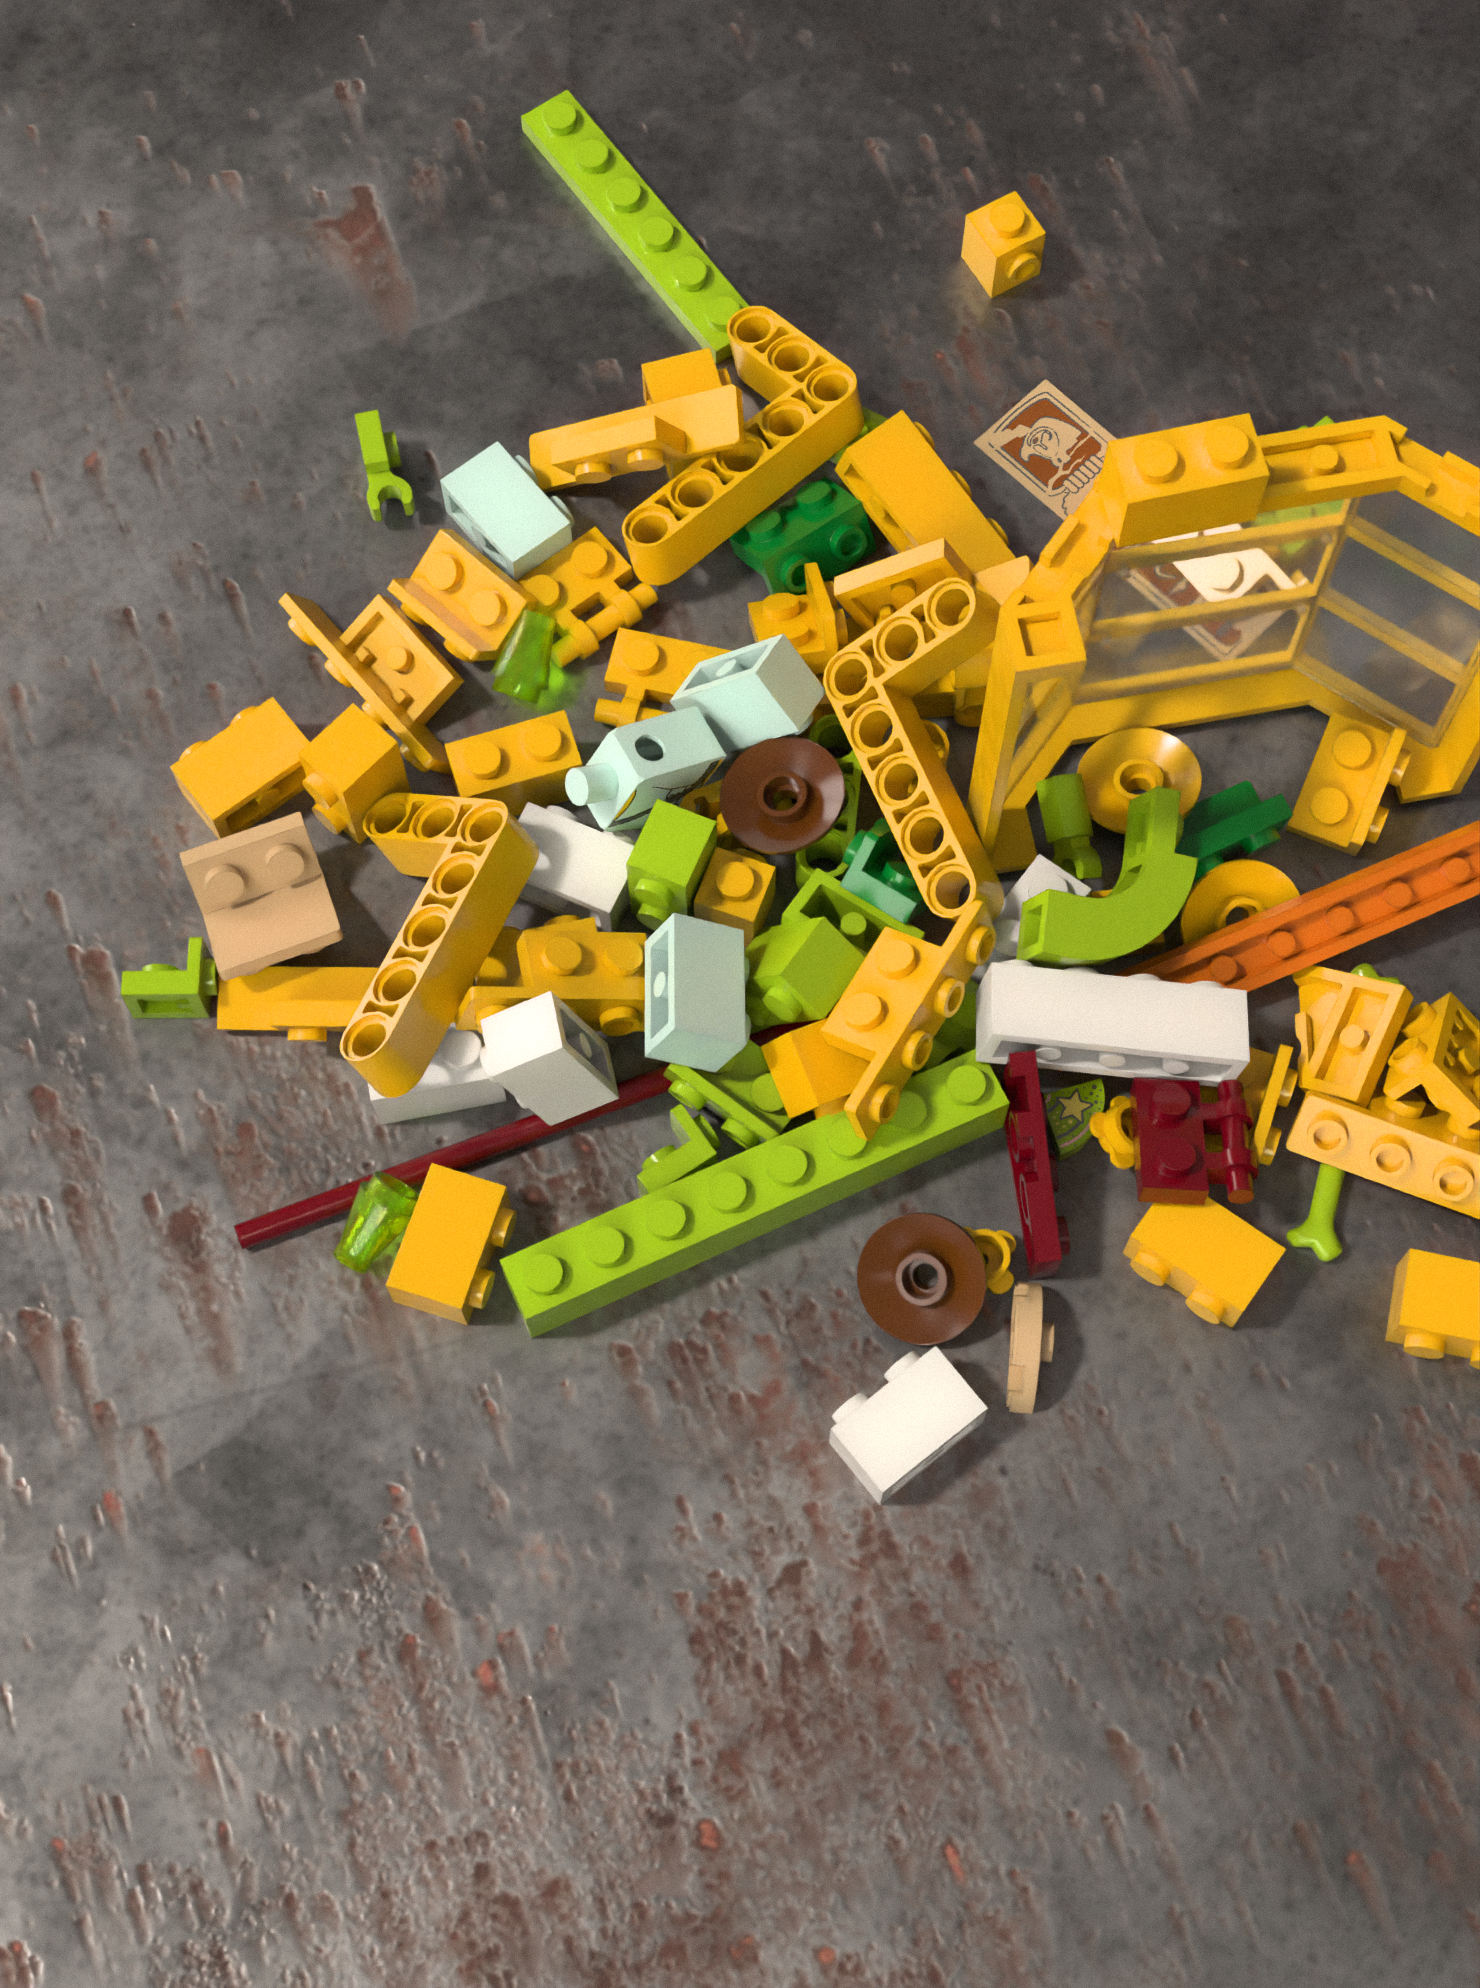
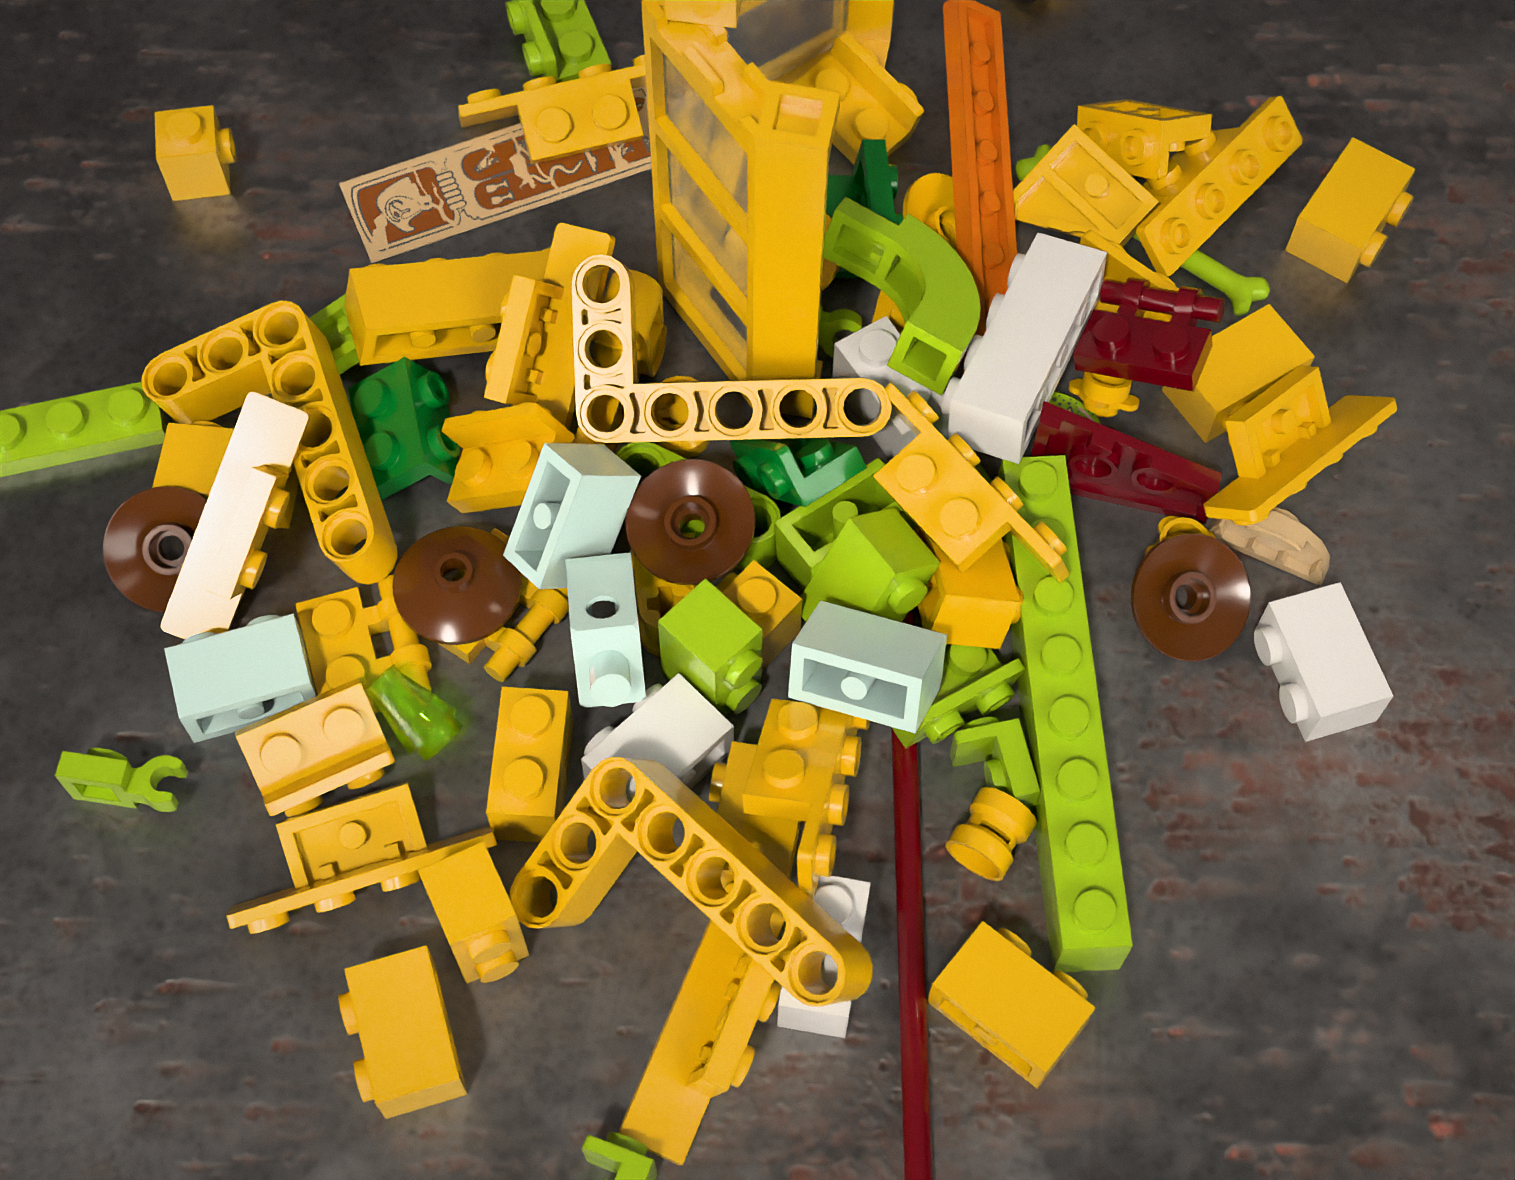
camera: 70 degrees left, 5 degrees down
(262, 896) = (570, 1060): tan bracket -> none
(375, 1220) = (961, 1066): clear neon green cone -> none
(548, 1059) = (877, 829): white brick -> none
(593, 383) = (135, 543): none -> reddish brown dish
(619, 1175) = (991, 833): none -> yellow wheel
(651, 663) = (463, 608): none -> reddish brown dish
(1132, 1314) = (1287, 440): none -> yellow bracket

